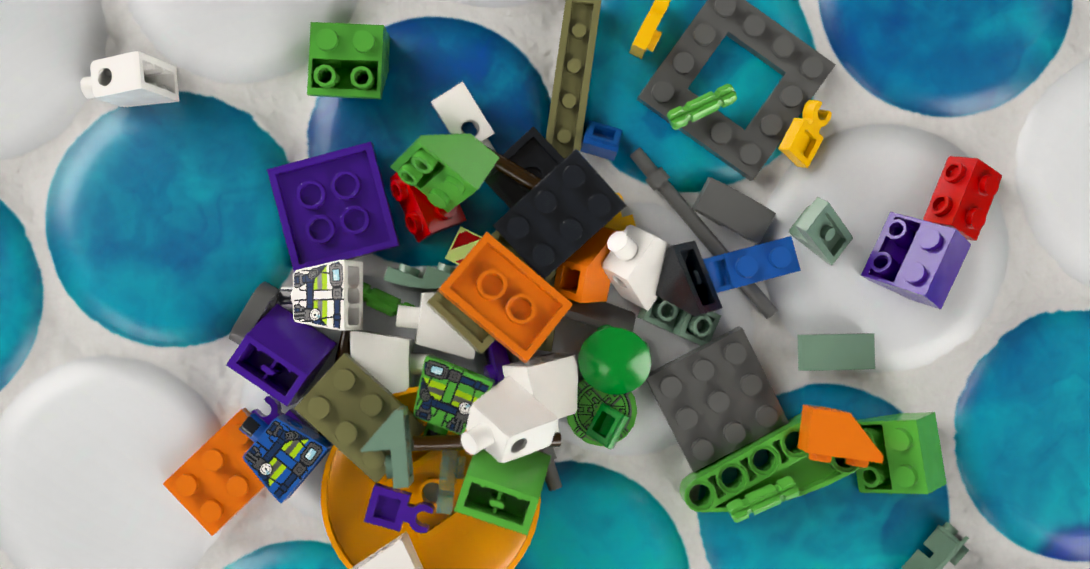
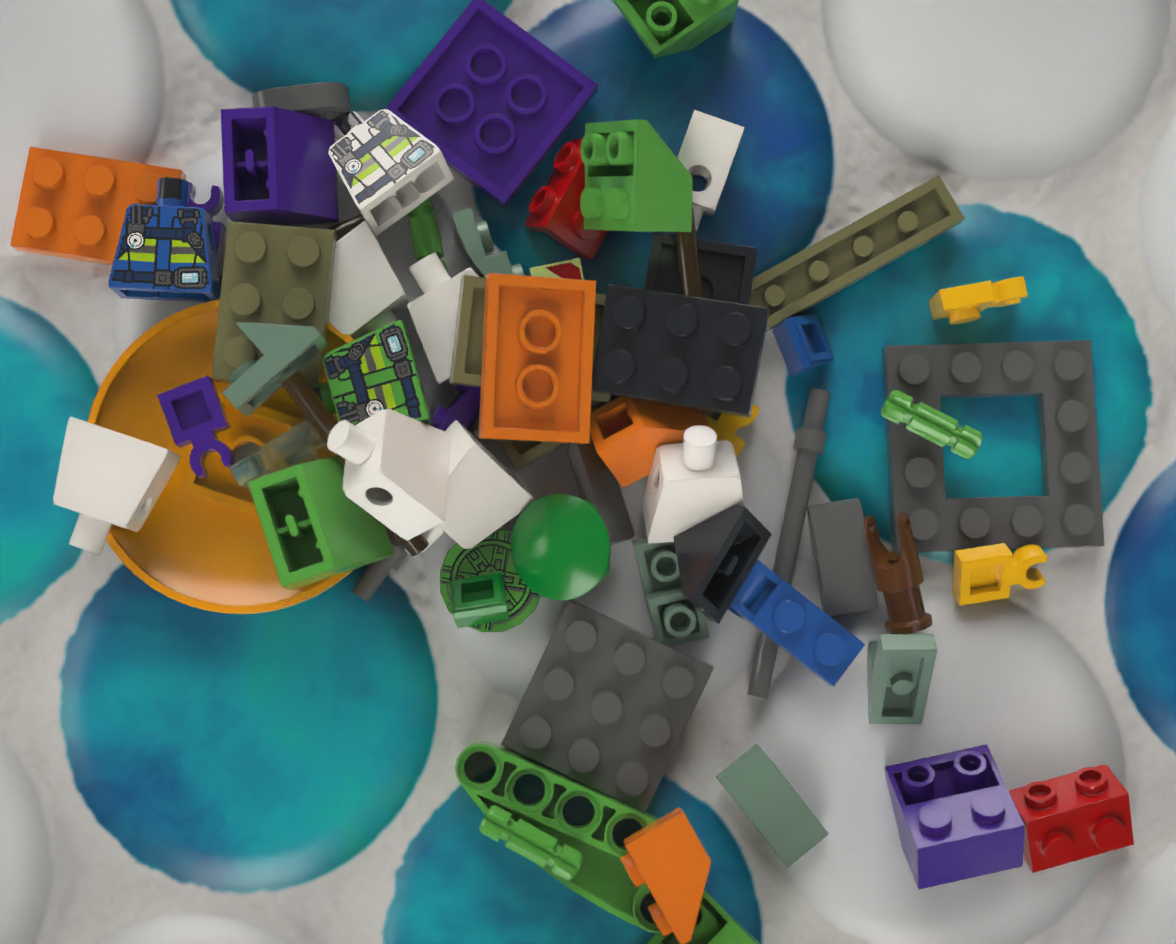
camera: 50 degrees right, 5 degrees down
(770, 190) = (898, 578): none -> reddish brown piece

